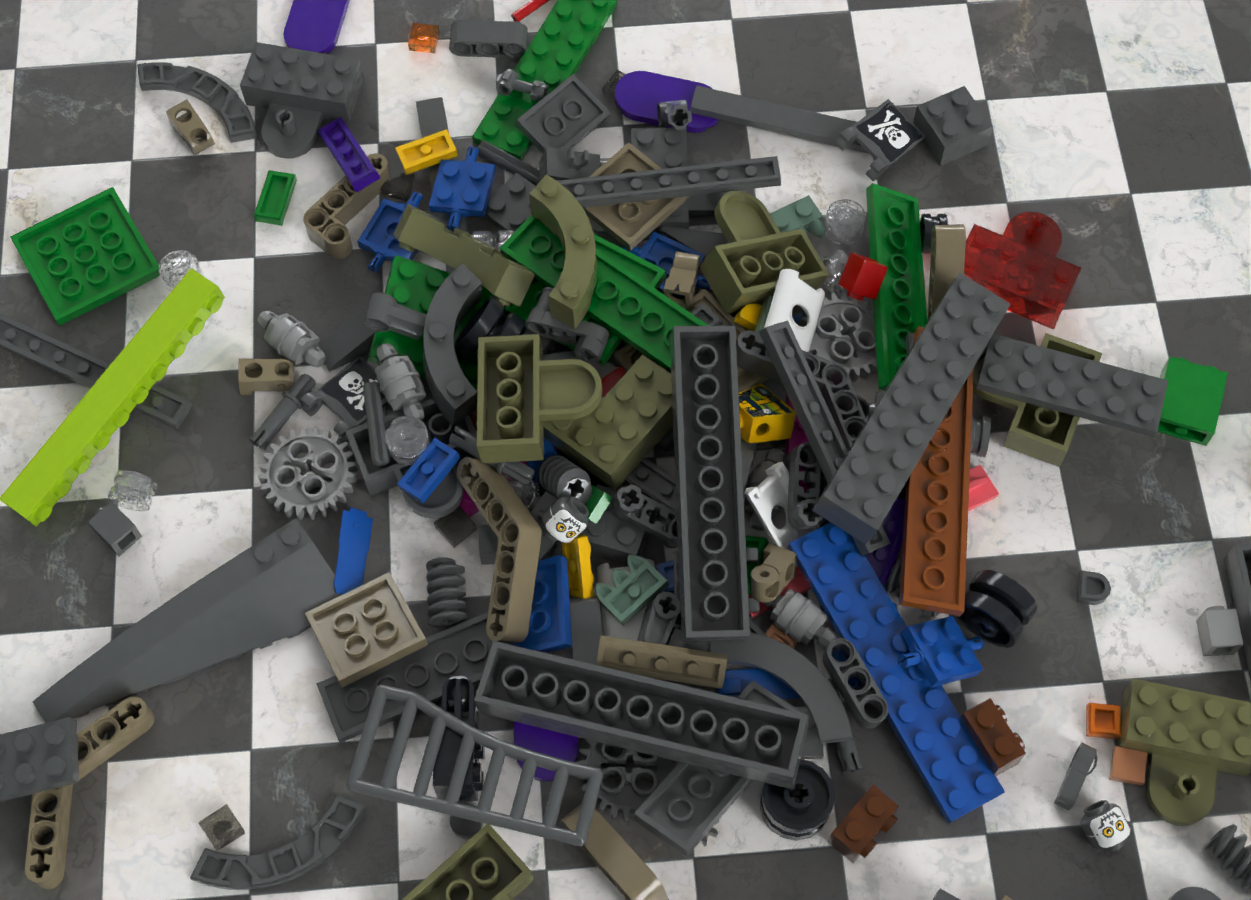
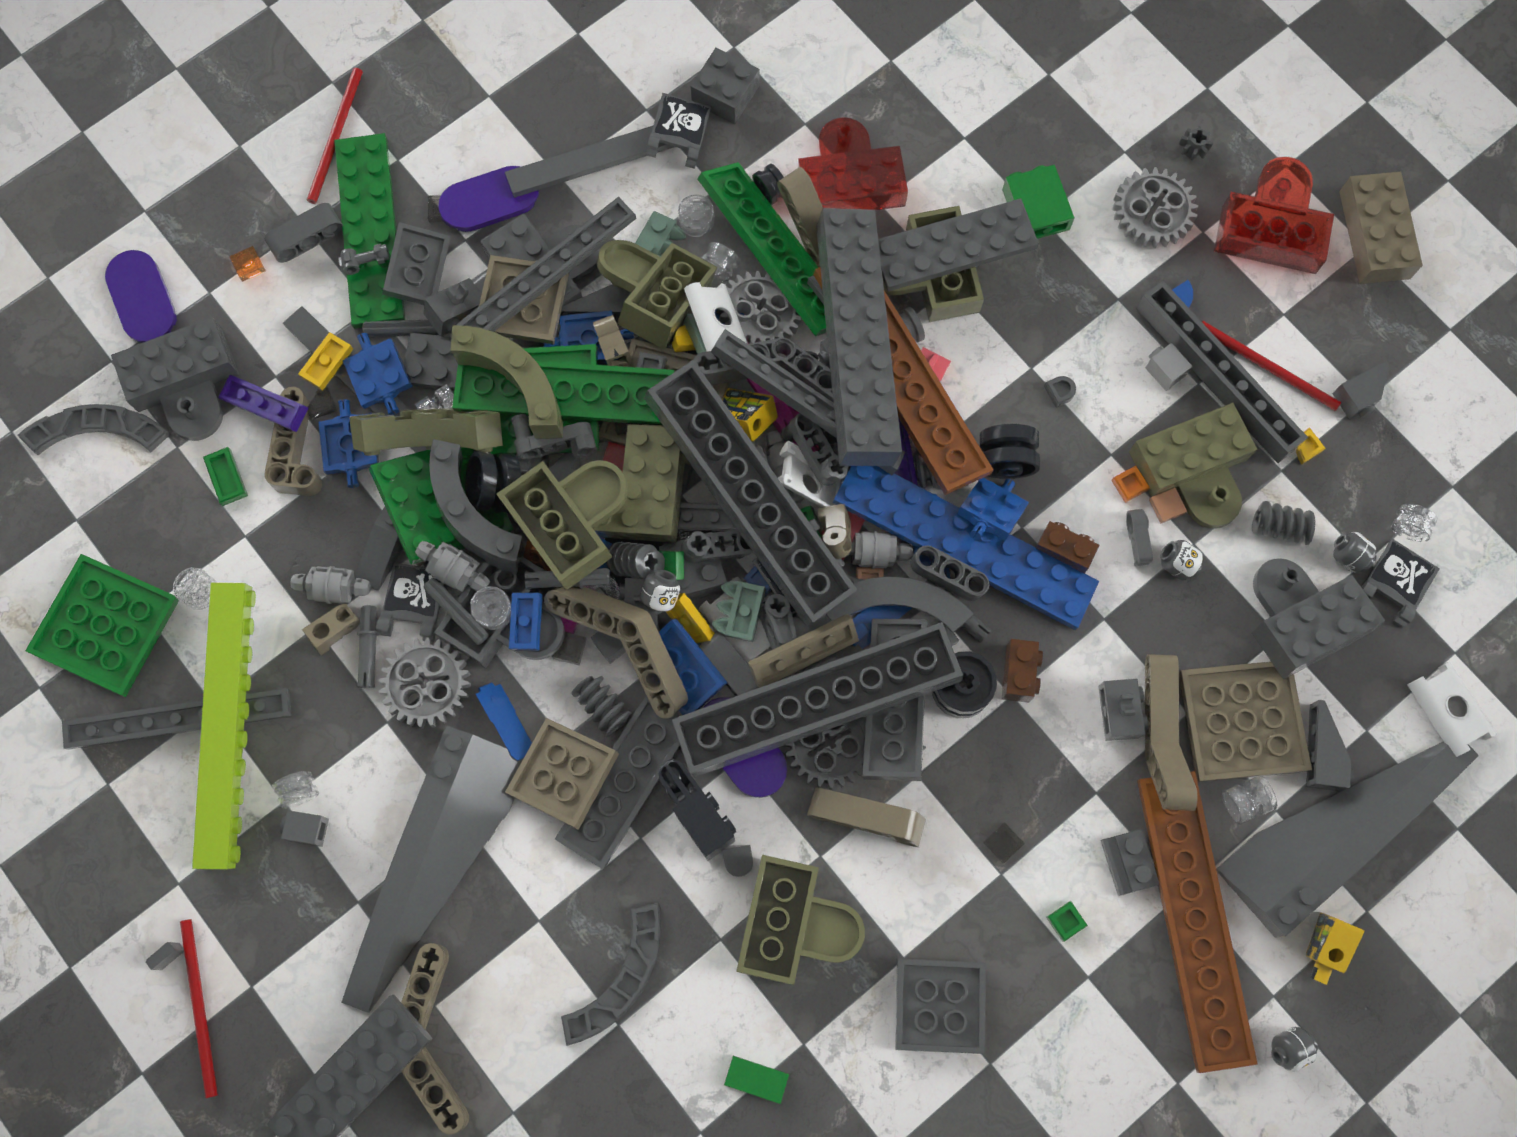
camera: 35 degrees left, 10 degrees up
(190, 127) = (108, 462): dark tan leg -> none
(221, 827) = (563, 993): clear smoke plate -> none
(386, 315) = (403, 519): dark grey piece -> none
(471, 735) = (708, 802): dark grey bar -> none
(673, 114) = (507, 208): dark grey piece -> none
(862, 277) = (745, 254): red brick -> none

